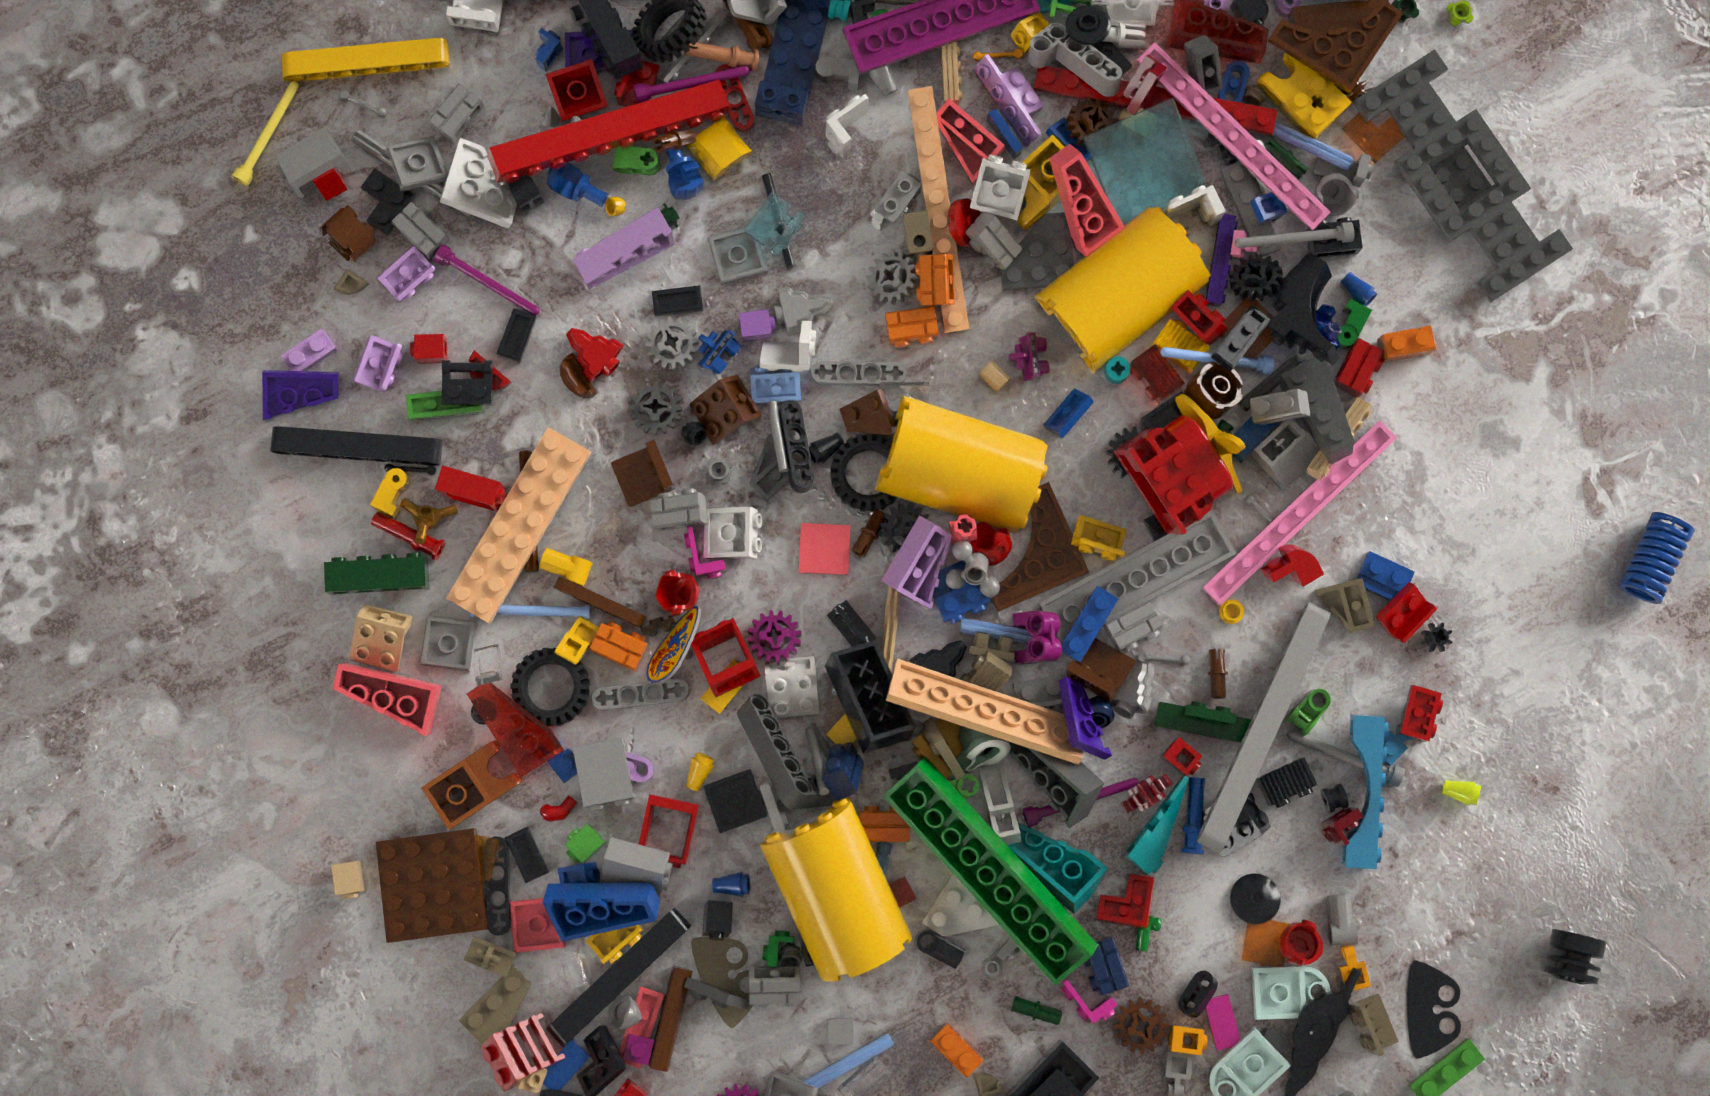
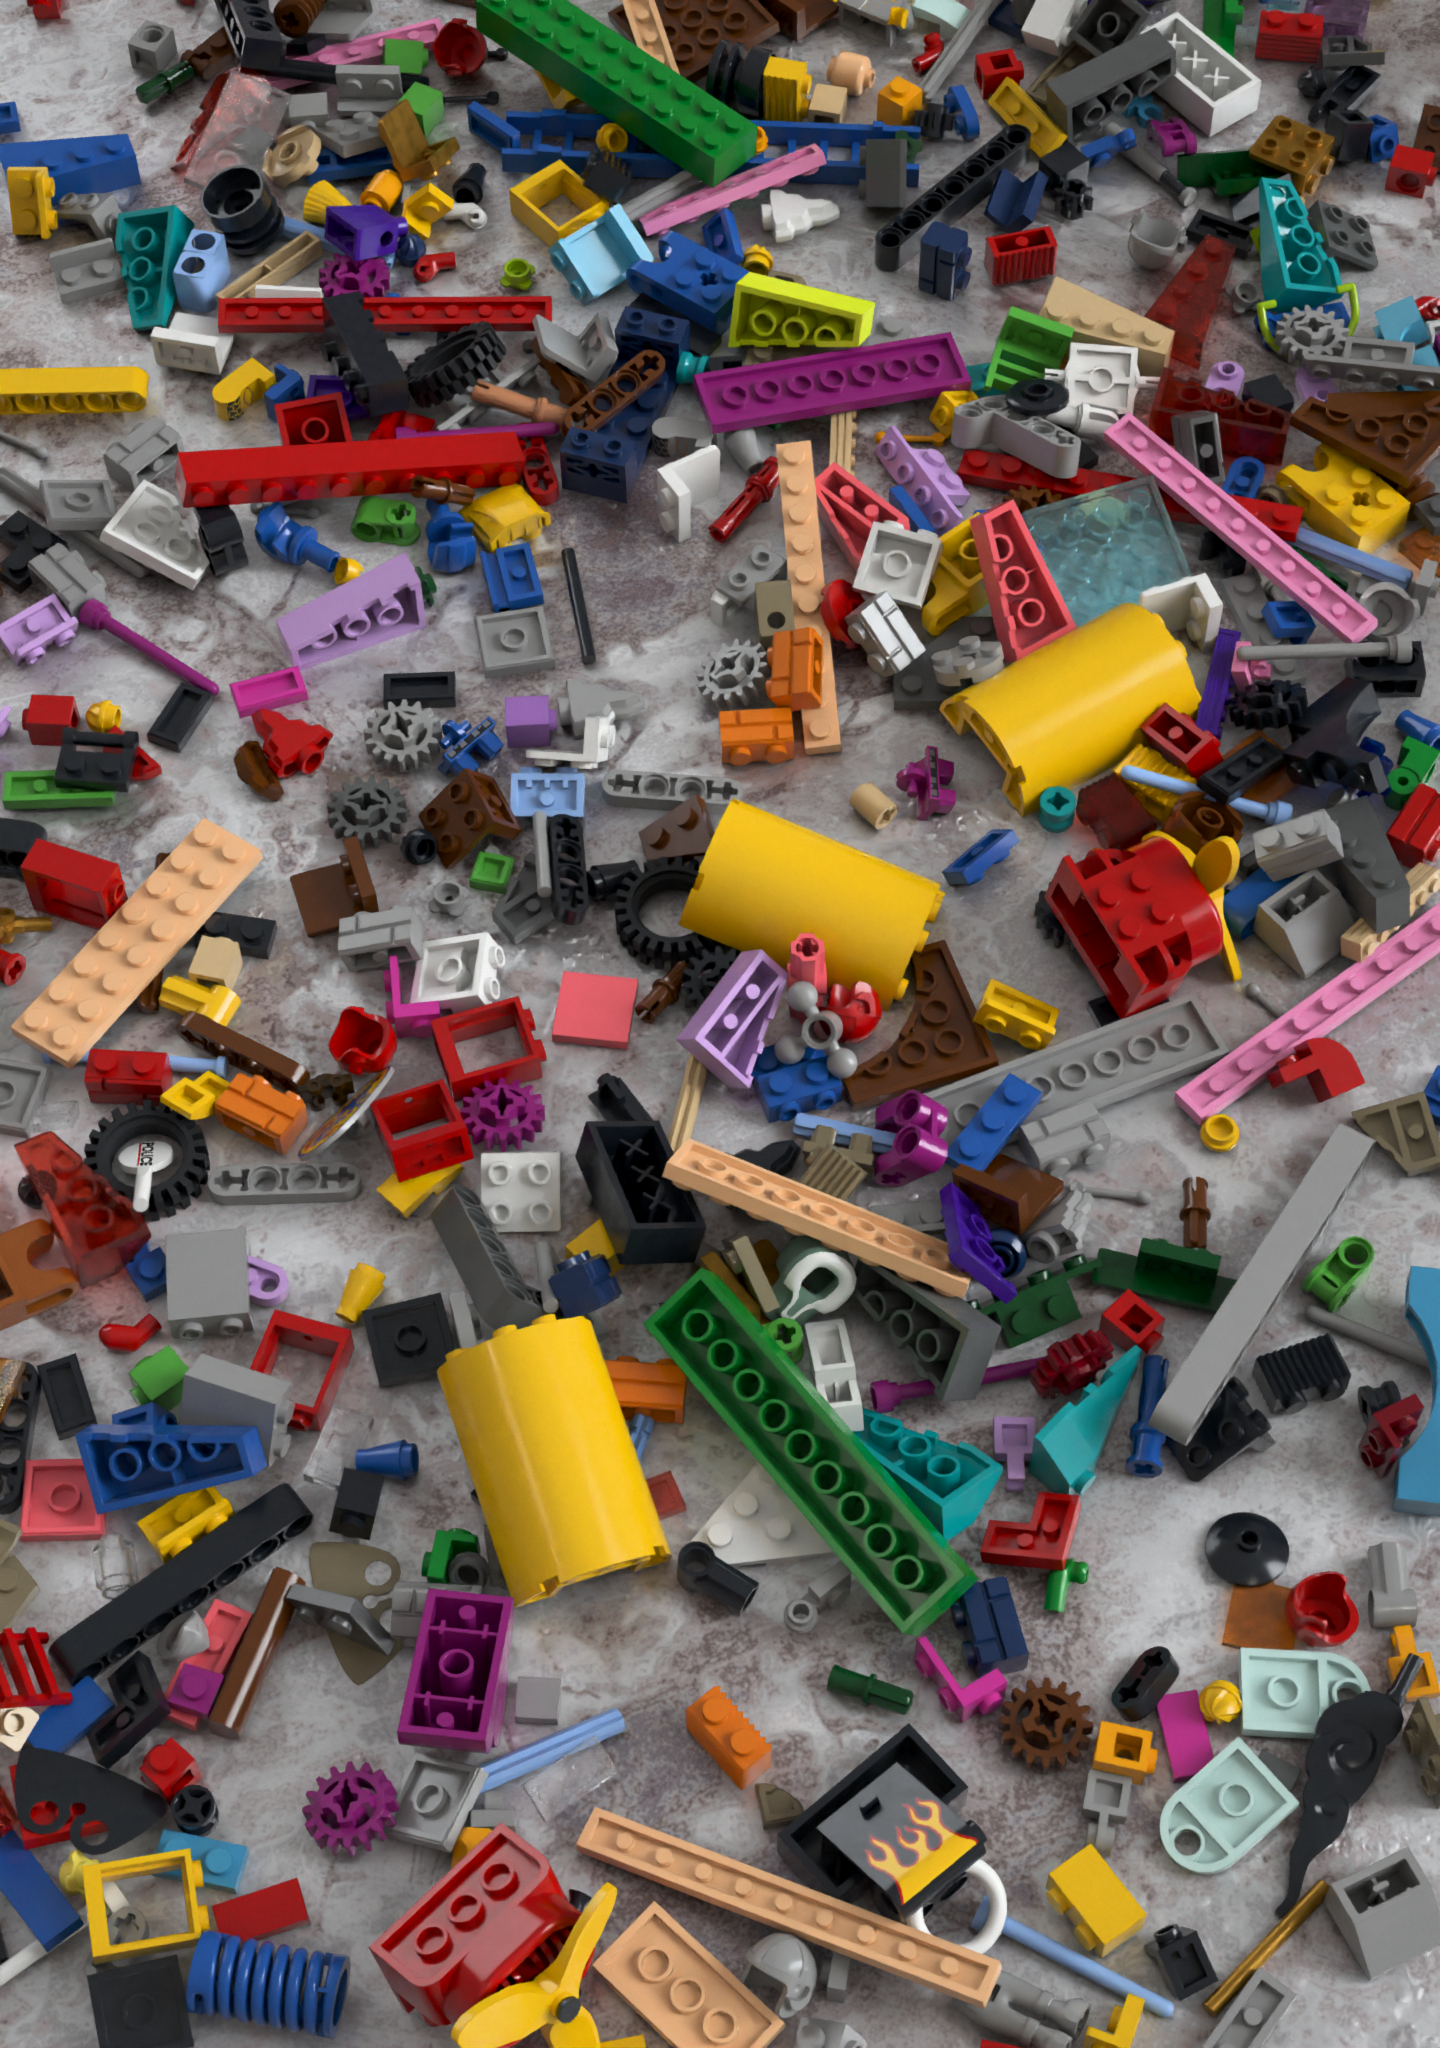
camera: 10 degrees right, 25 degrees down
(464, 342) = (103, 716): none -> yellow plate
(516, 48) = (241, 389): none -> yellow leg
(529, 628) = (127, 1076): none -> red brick
(549, 686) = (143, 1160): none -> white piece
(572, 537) = (216, 962): none -> tan brick
(574, 309) = (268, 691): none -> dark pink tile
(583, 509) = (252, 934): none -> black plate
(730, 202) = (512, 577): none -> blue plate
(744, 446) = (492, 872): none -> bright green tile
(768, 219) = (566, 590): clear light blue plate -> none
(780, 567) = (480, 1022): none -> red window
(784, 40) = (610, 392): none -> reddish brown beam
(795, 1038) = (459, 1673): none -> magenta brick
(895, 112) = (757, 490): none -> red pin
(1053, 253) = (968, 660): none -> light grey plate
(1112, 842) = (1013, 1443): none -> lavender plate
(1125, 742) = (1040, 1304): none -> dark green bracket
(1143, 83) = (1112, 455): bracket -> none
(1242, 1002) = (1220, 1702): none -> yellow plate

